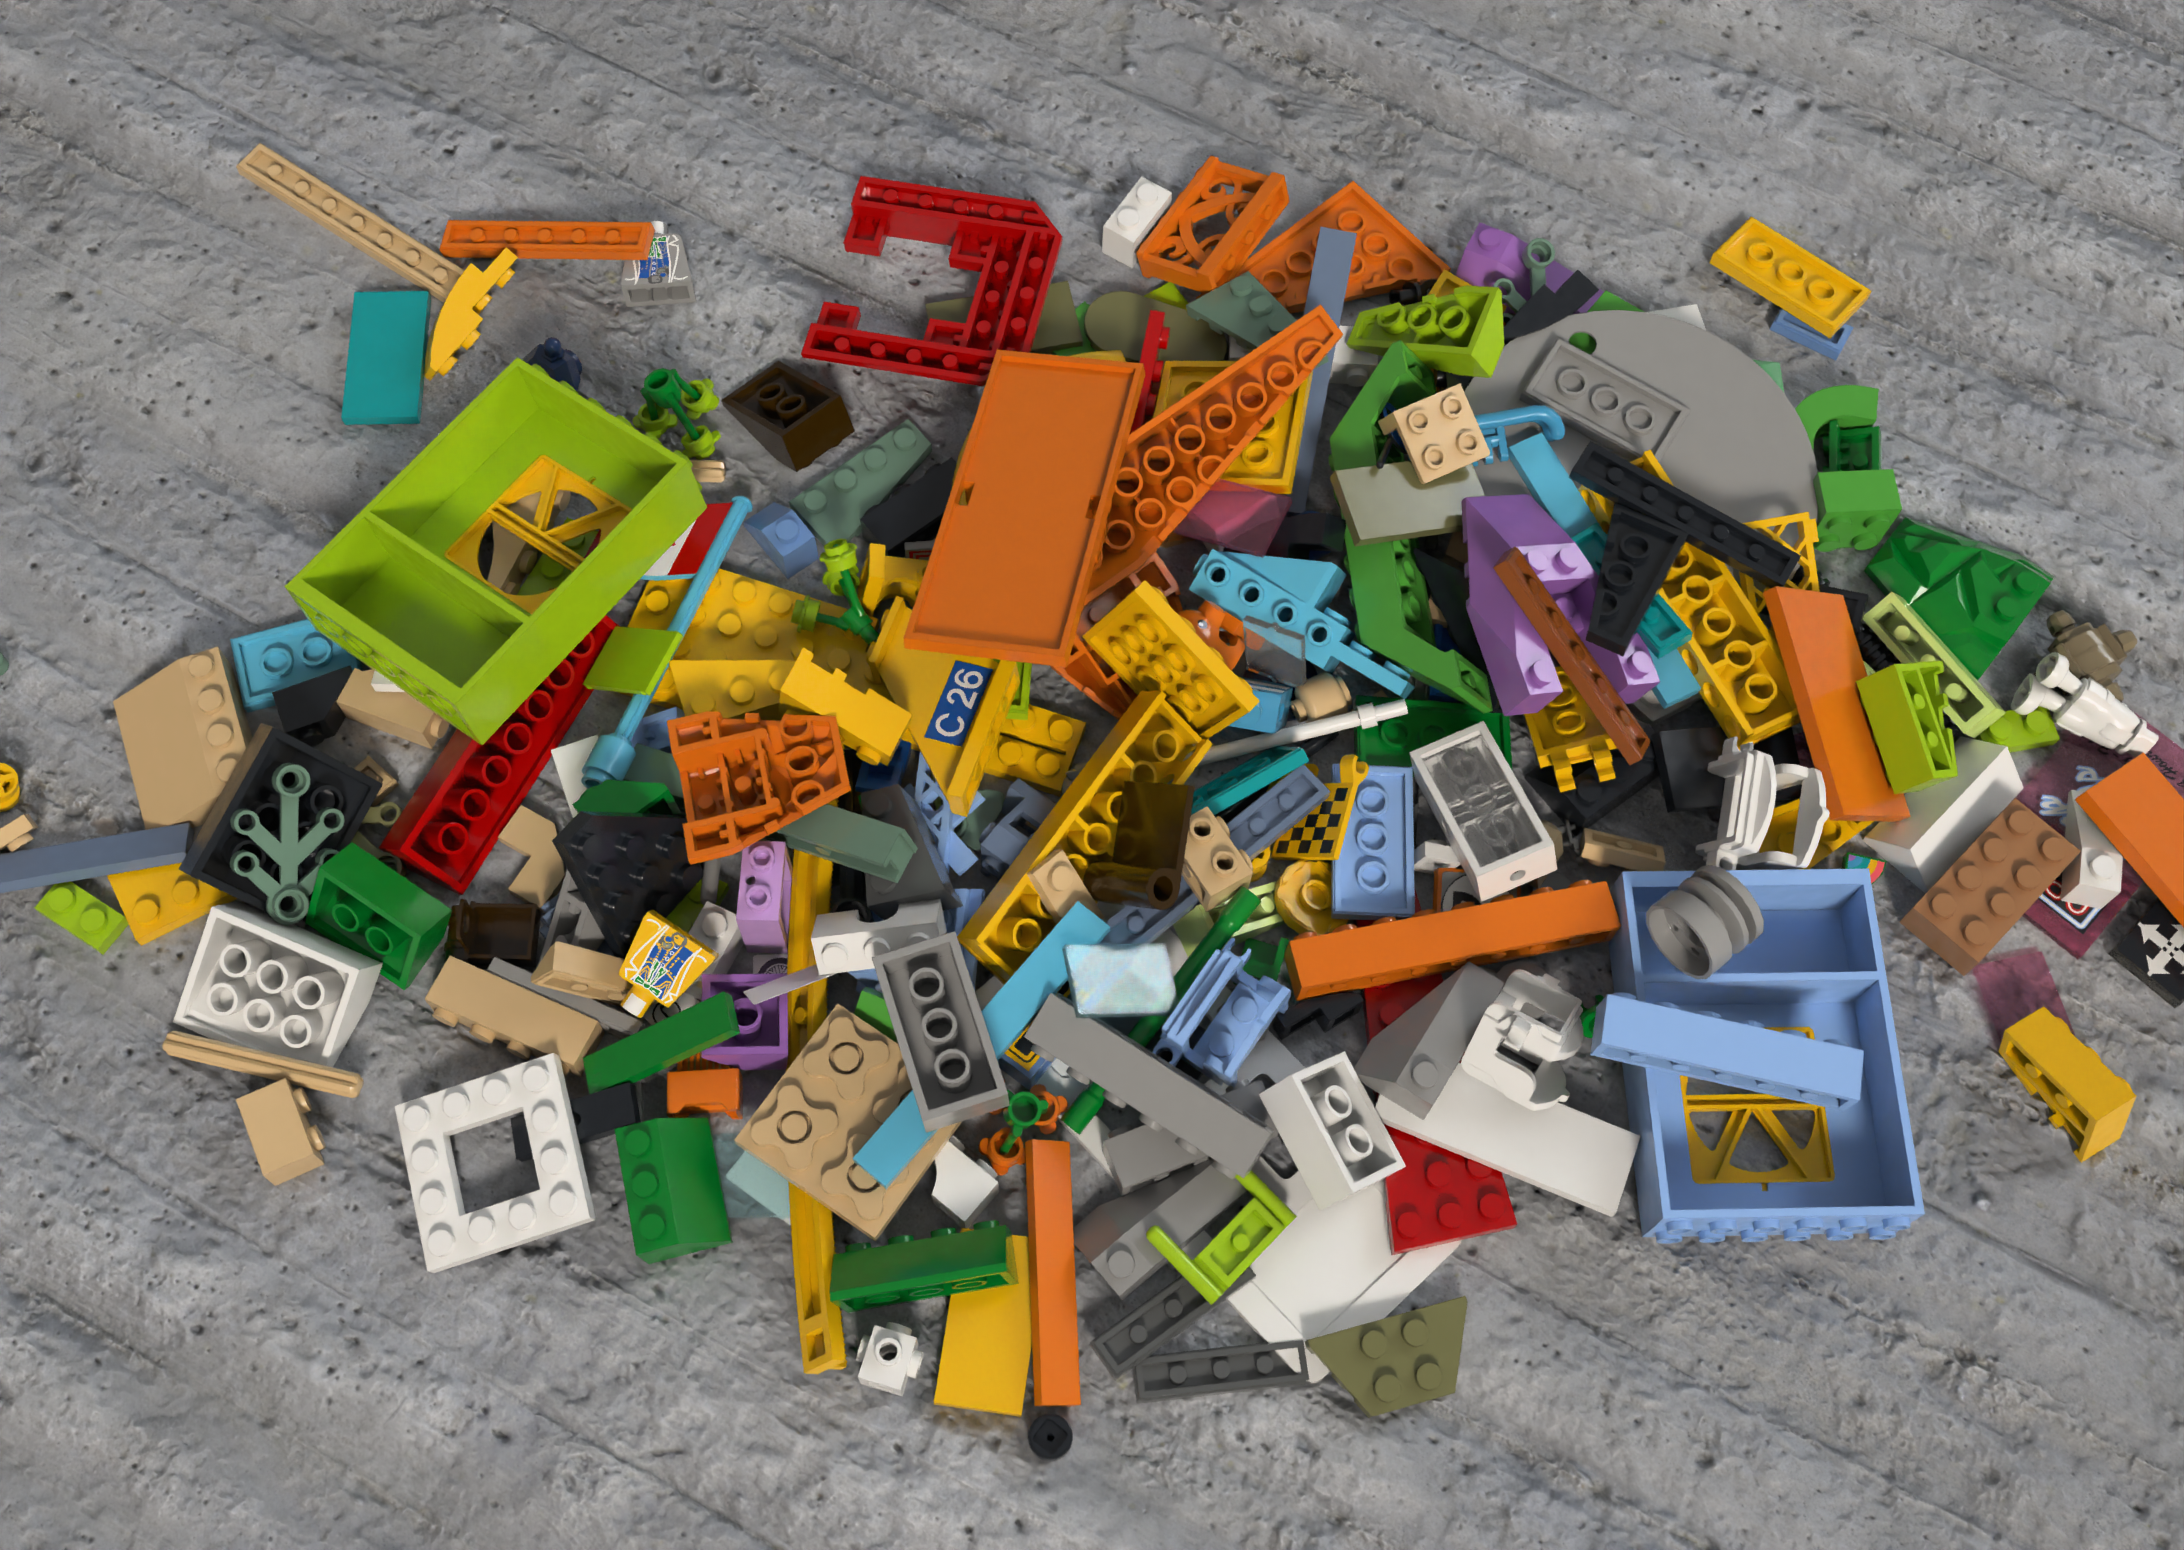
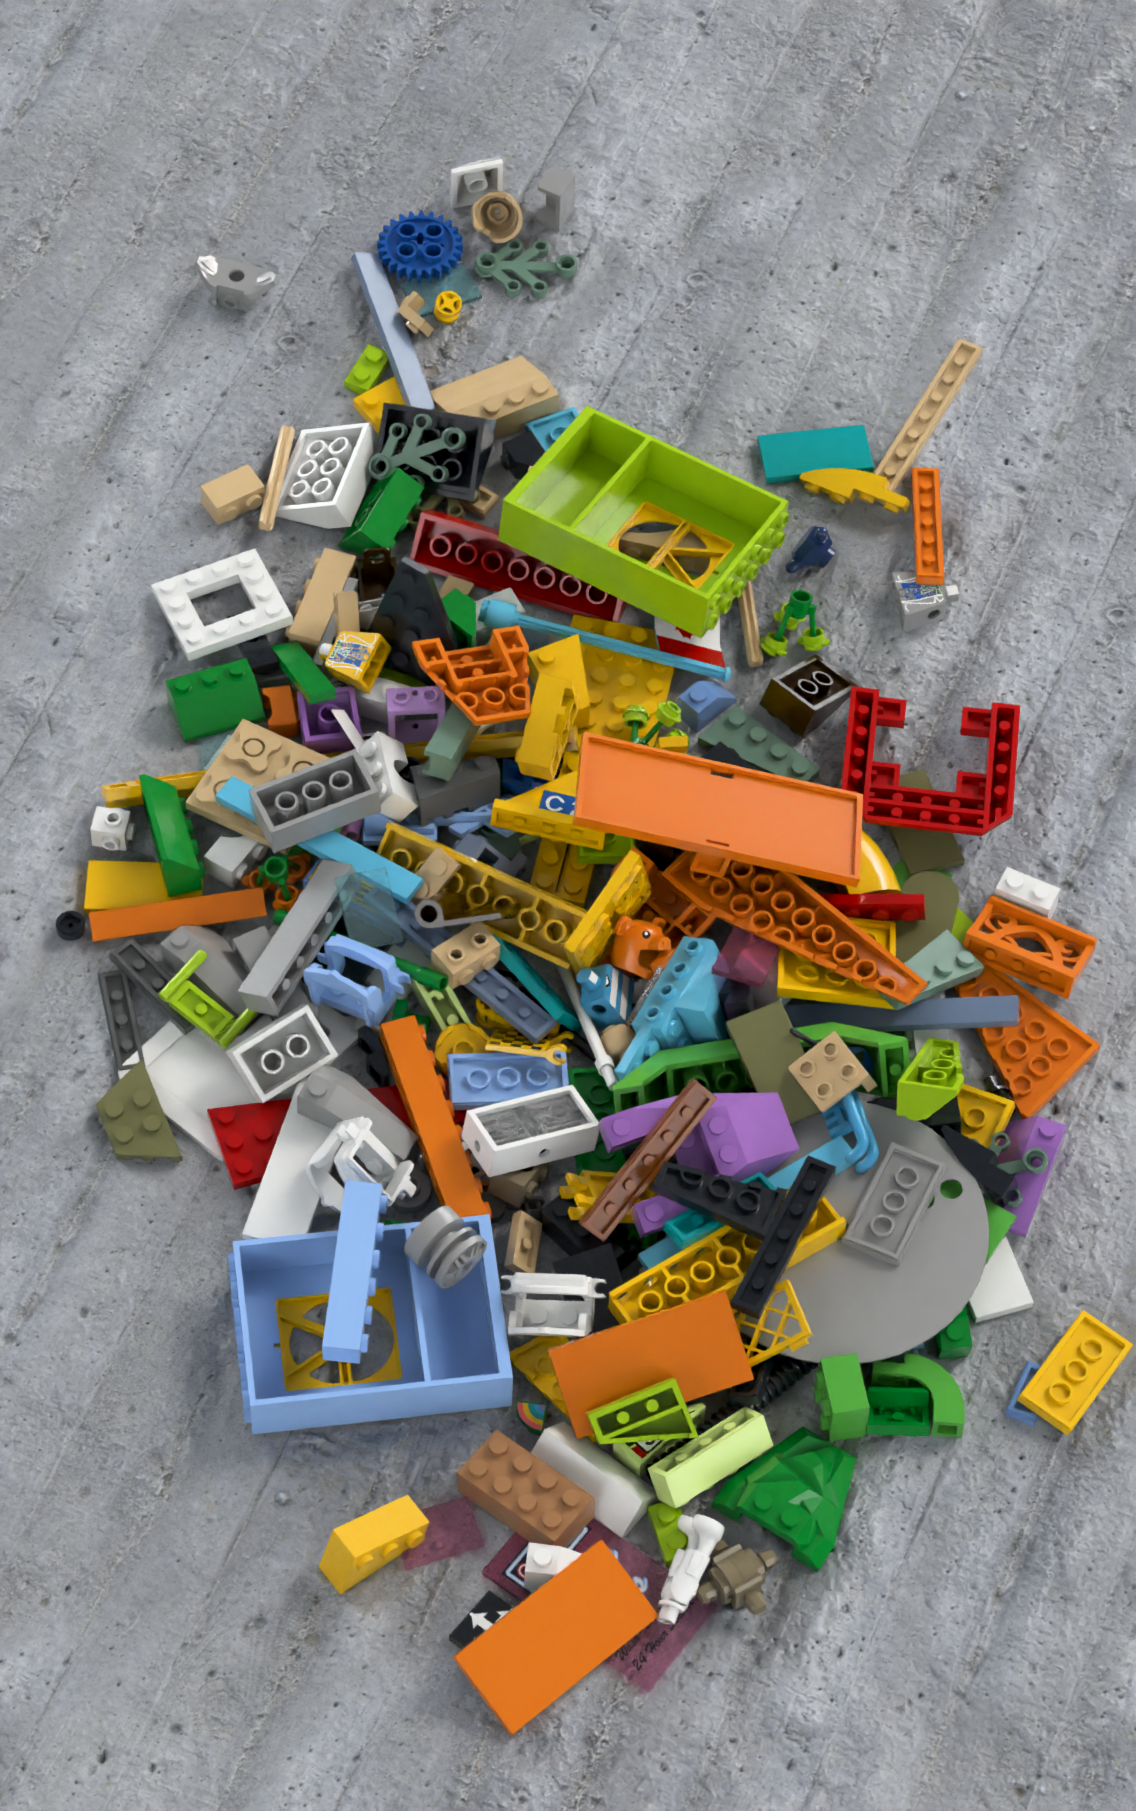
camera: 85 degrees right, 10 degrees down
(633, 660) = (583, 621): lime piece -> none

